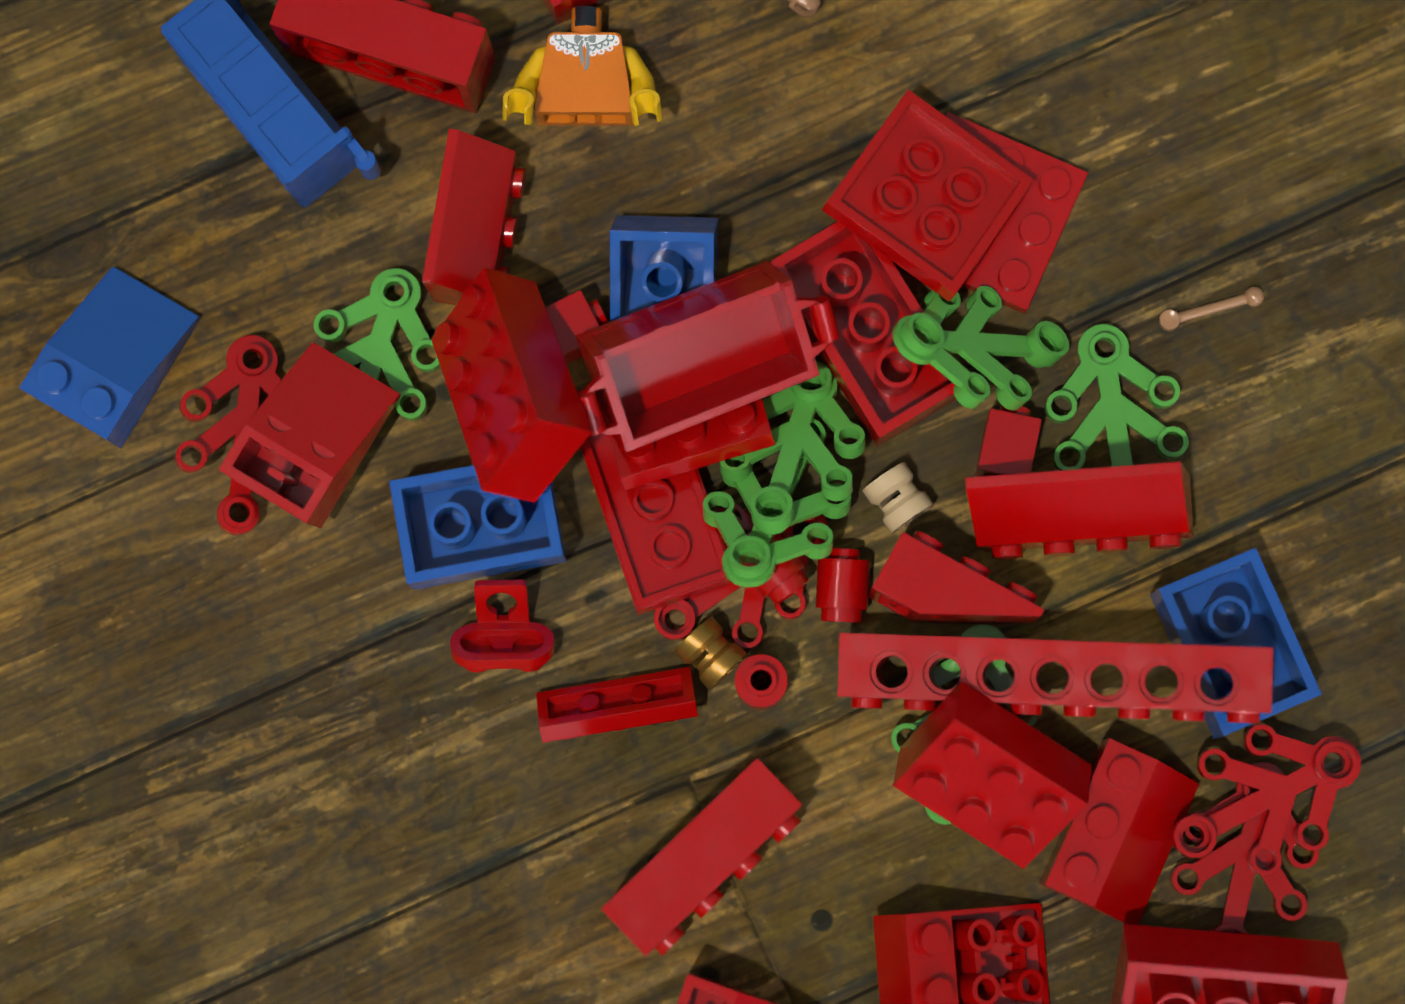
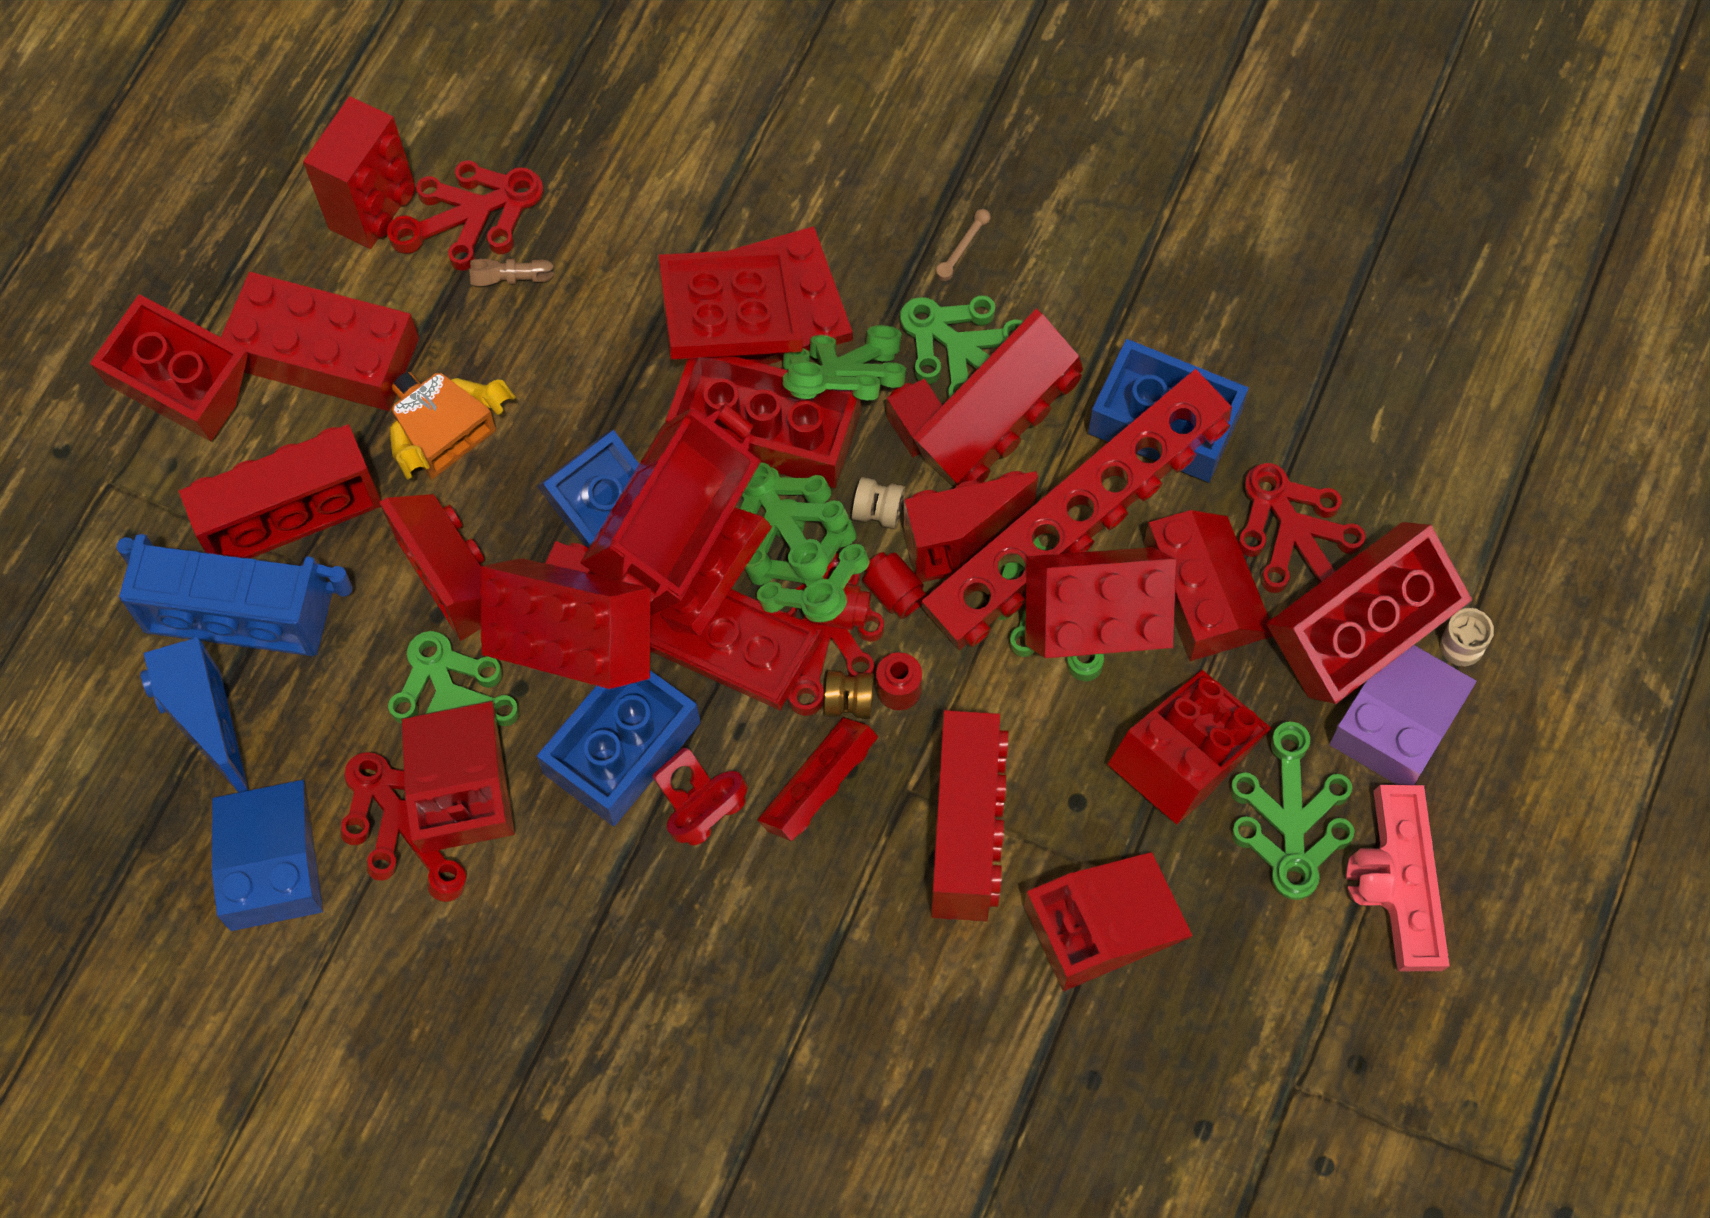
camera: 50 degrees left, 15 degrees down
(156, 177) = (194, 697): none -> blue slope
(1274, 794) = (1278, 476): red plant -> none

